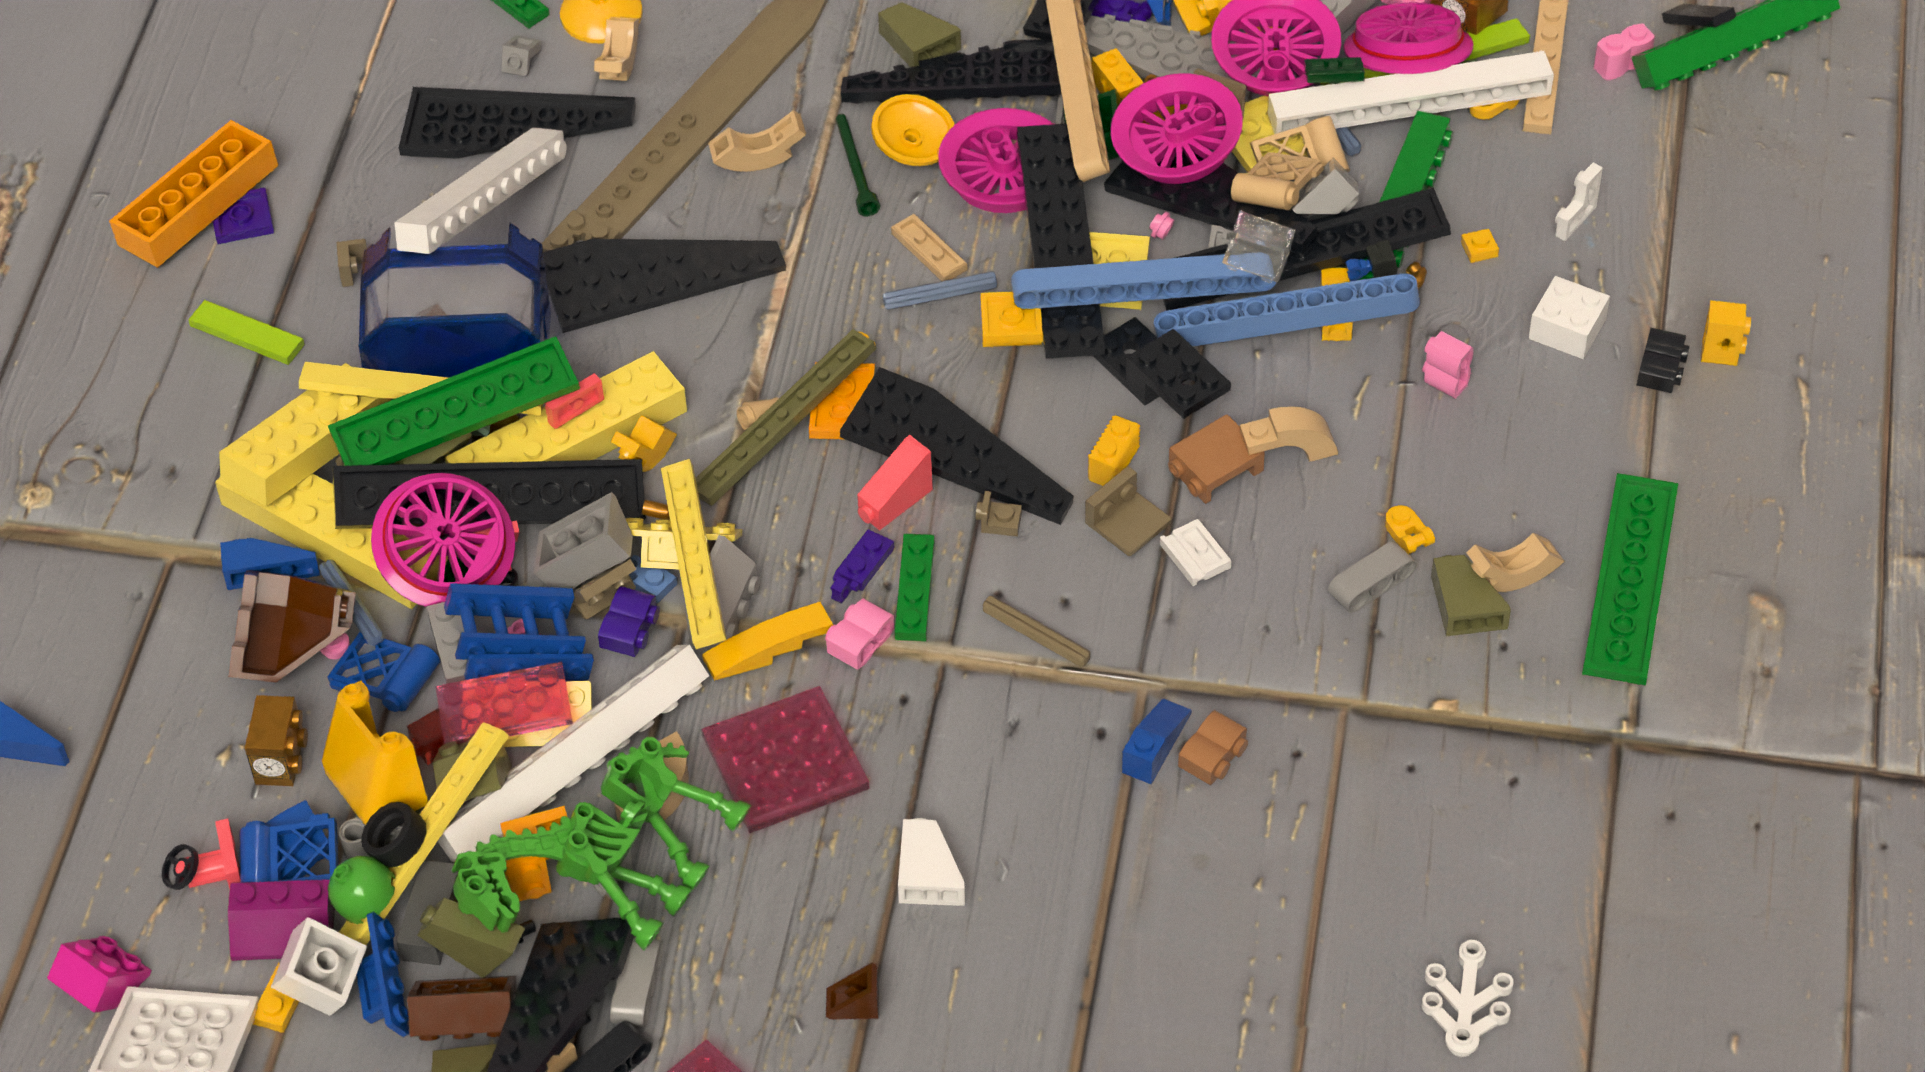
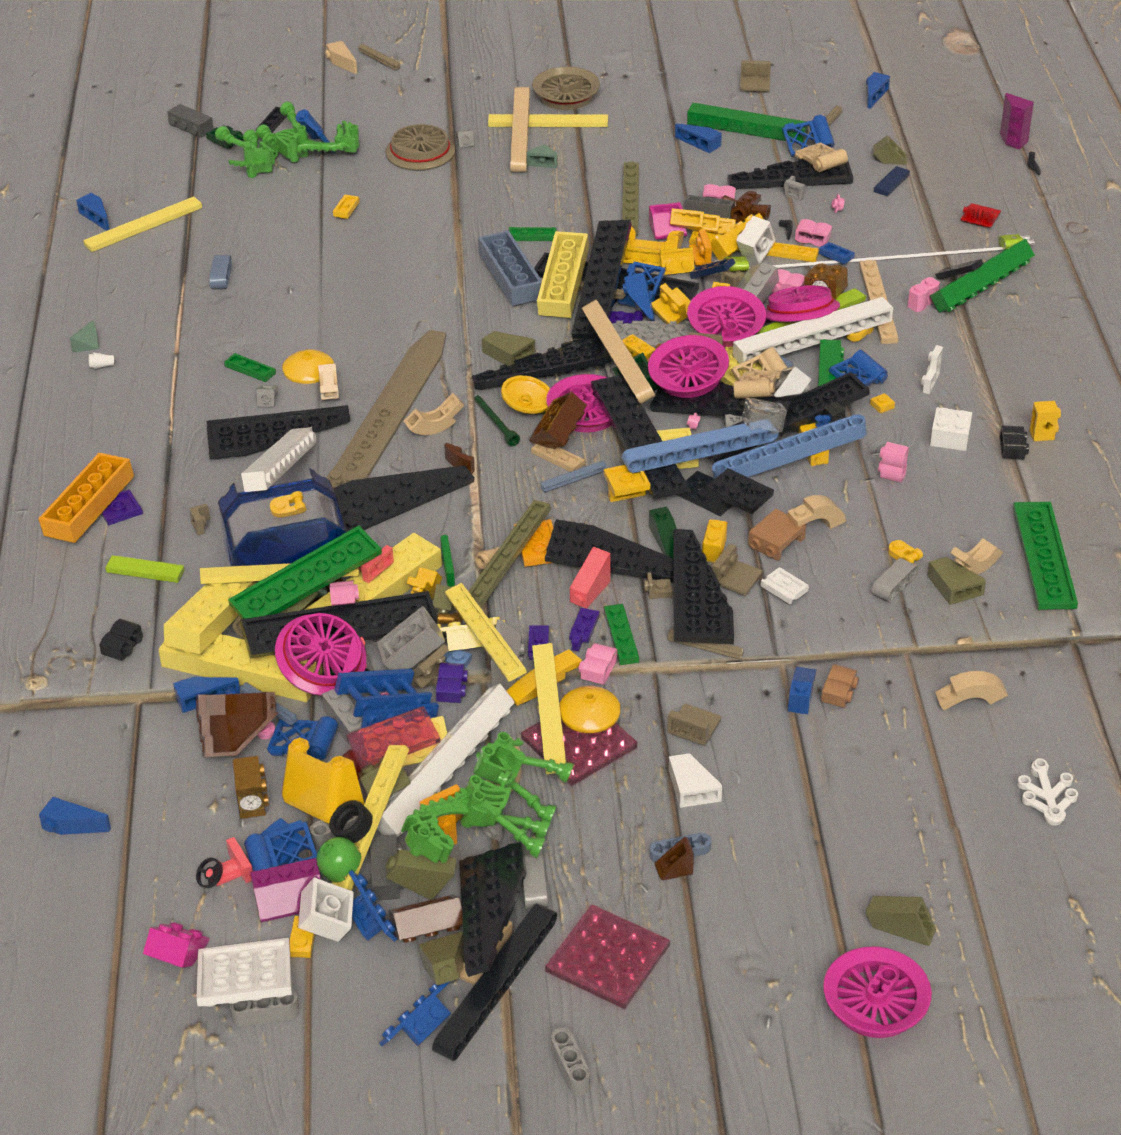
camera: 15 degrees left, 10 degrees down
(173, 449) = (121, 639): none -> black brick
(444, 284) = (280, 506): none -> yellow plate
(503, 444) = (343, 593): none -> bright pink brick
(653, 478) = (441, 601): none -> olive slope
(693, 407) = (447, 560): none -> green tile
(754, 694) = (548, 704): none -> light yellow tile
(769, 223) = (455, 457): none -> reddish brown slope
(781, 580) = (537, 636): none -> dark purple hinge
(818, 723) = (589, 709): none -> yellow dish
(897, 962) = (694, 839): none -> sand blue beam
(942, 192) = (559, 421): none -> reddish brown slope
(966, 766) = (693, 724): none -> dark tan bracket
(1044, 424) = (662, 526): none -> dark green slope
(1047, 560) = (698, 602): none -> black wing
(1334, 70) = (767, 323): dark green plate -> none
(1418, 793) = (971, 685): none -> tan arch
(1472, 175) = (864, 366): none -> blue piece

